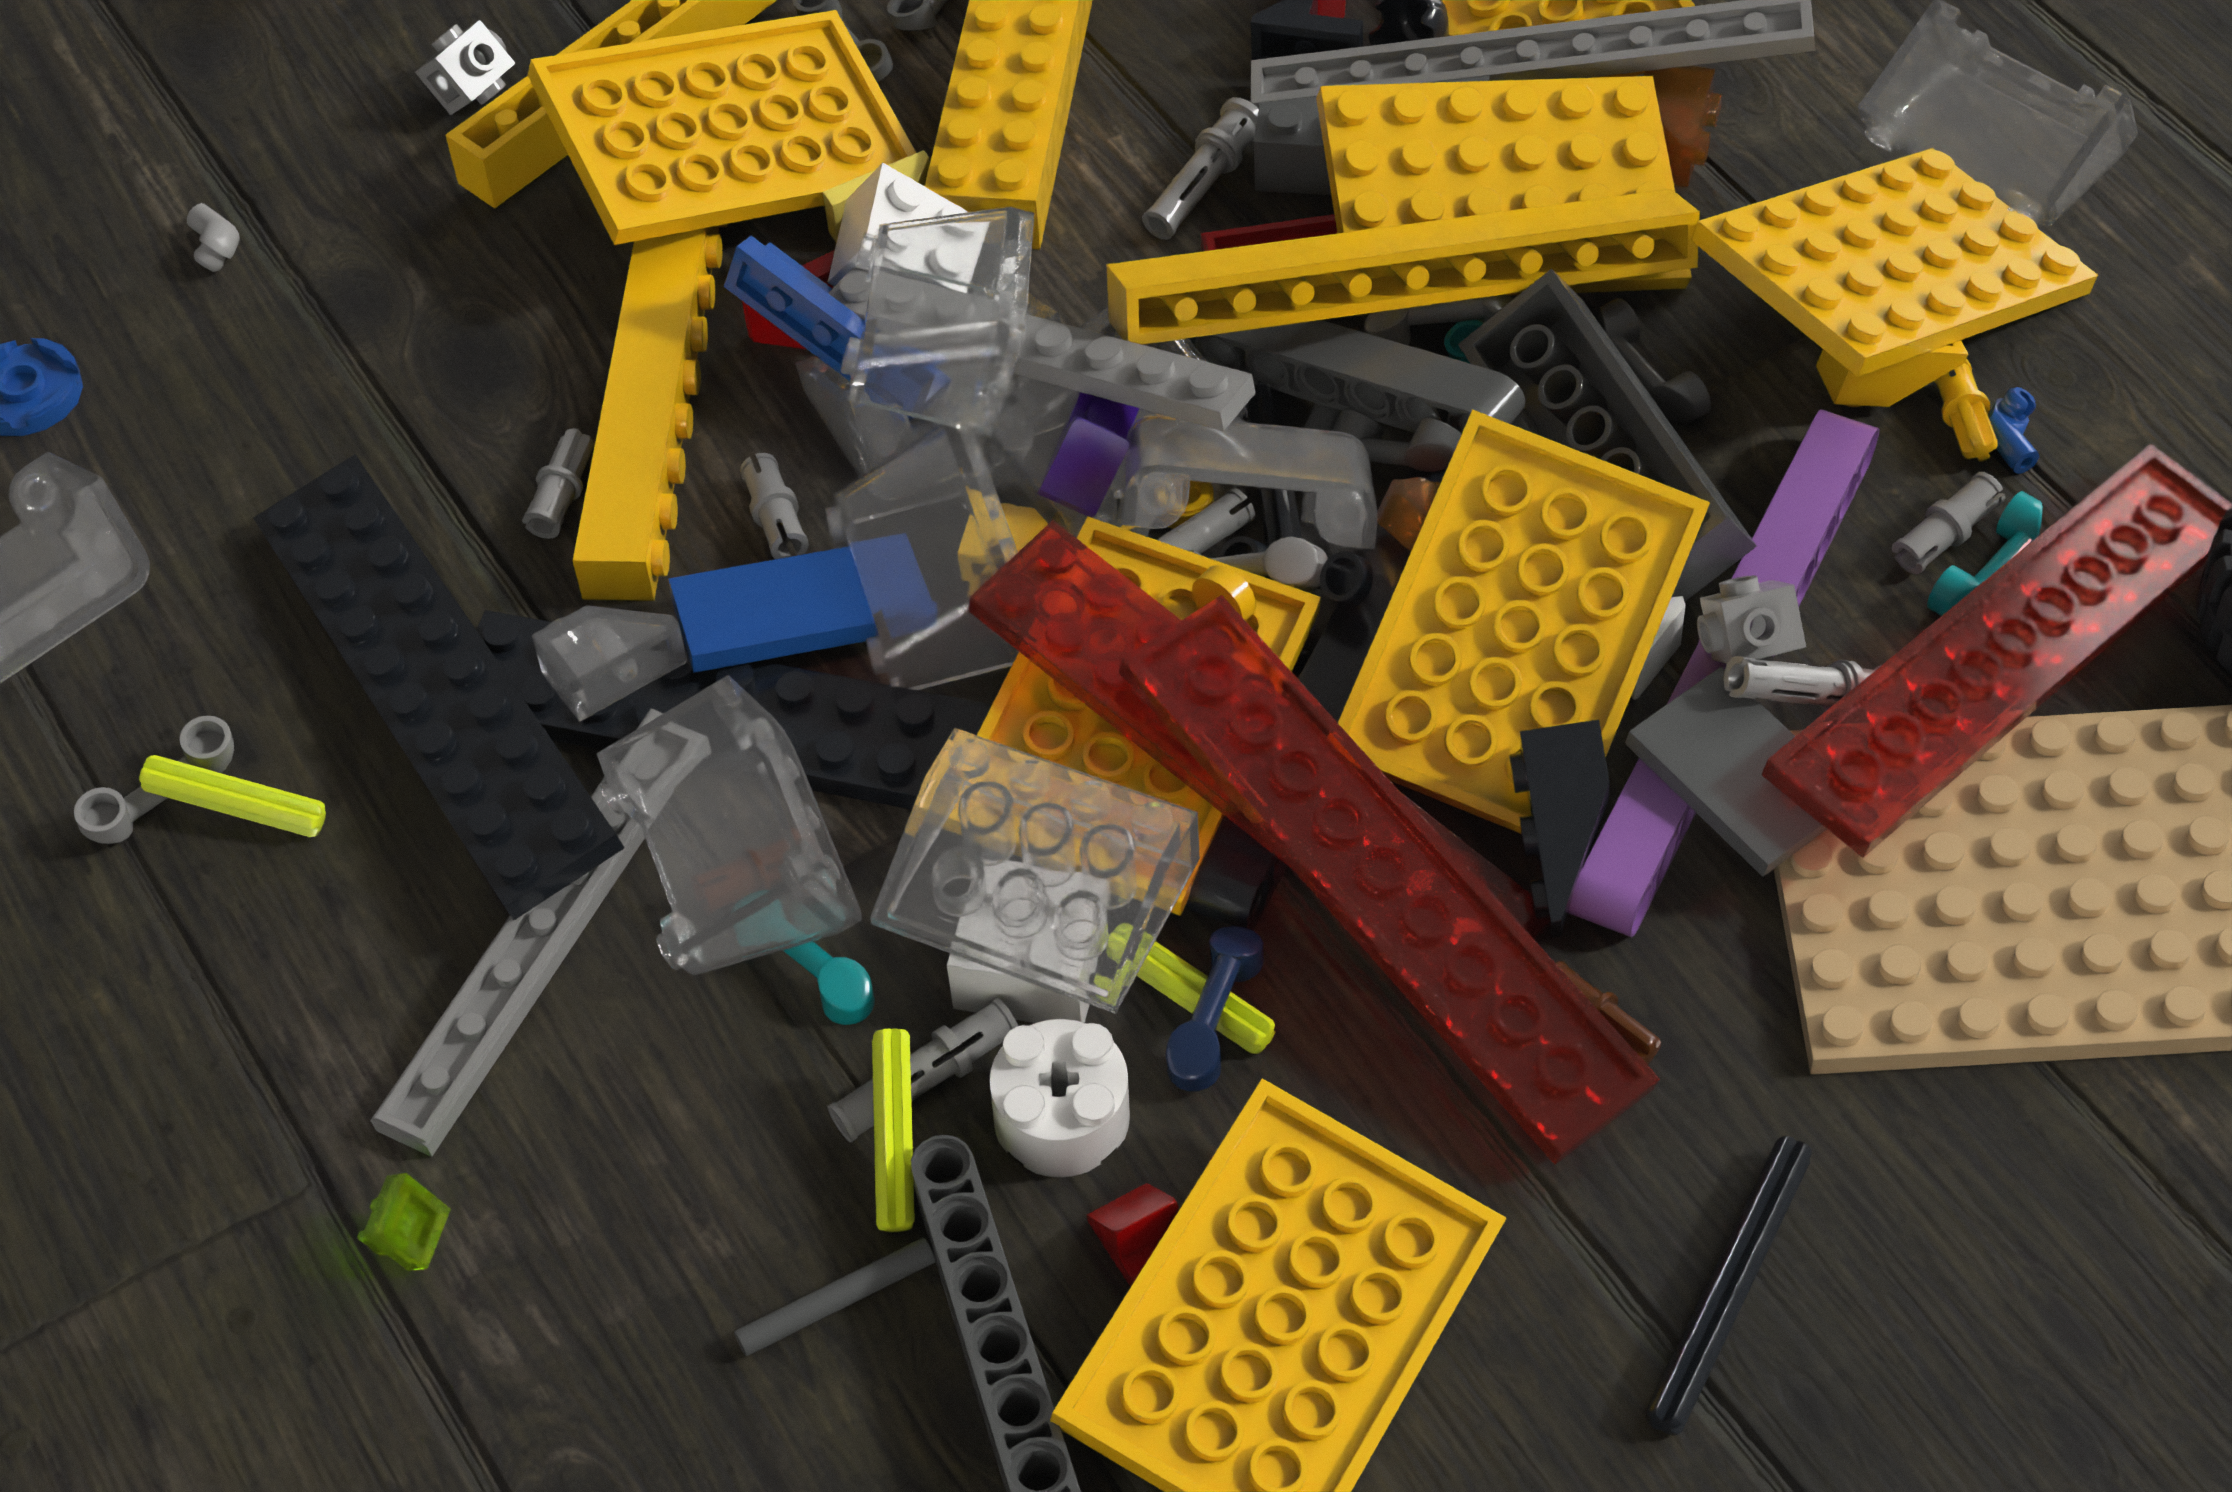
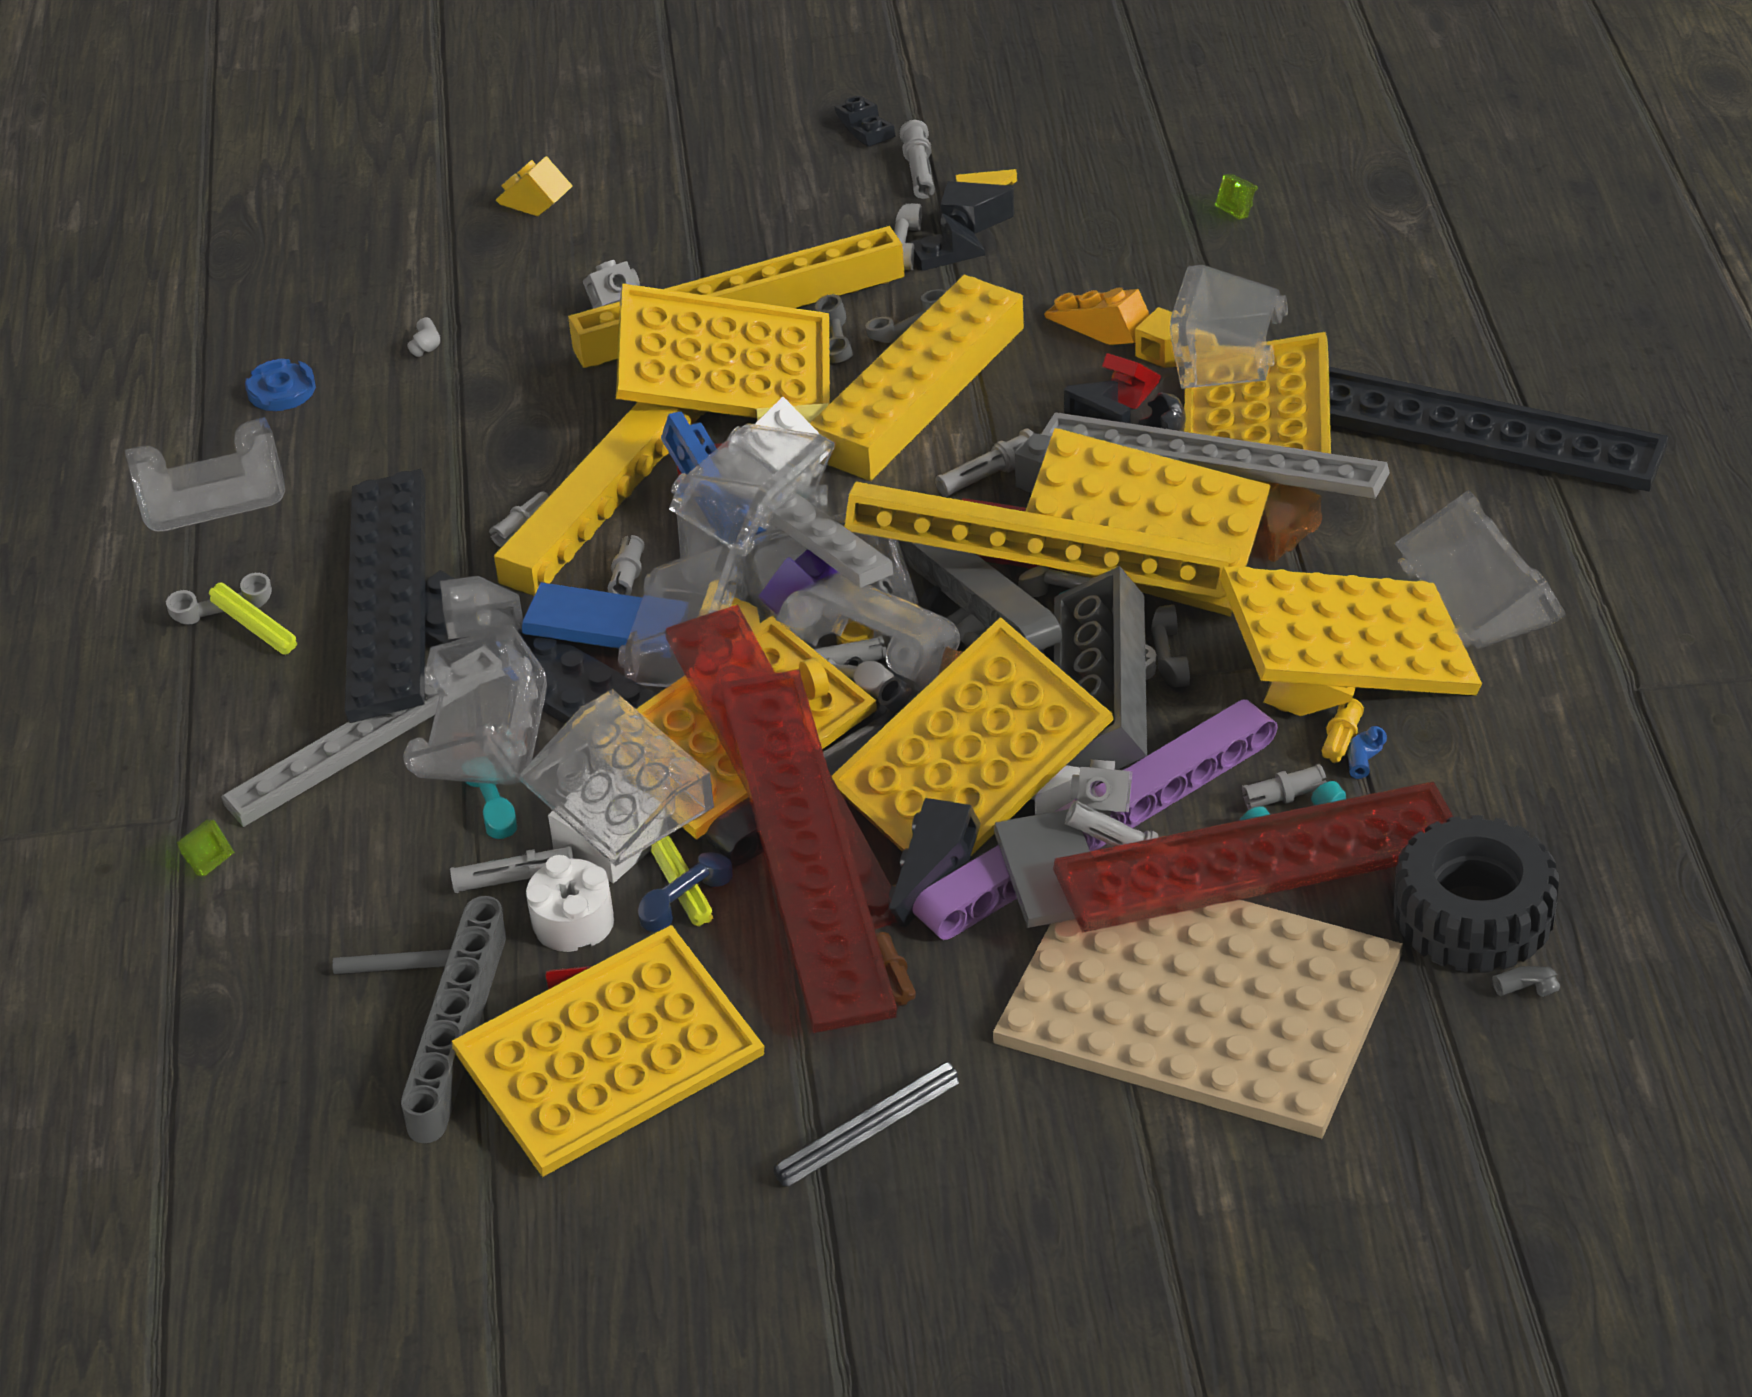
camera: 25 degrees right, 10 degrees down
(893, 1130) = (475, 883): neon yellow axle -> none

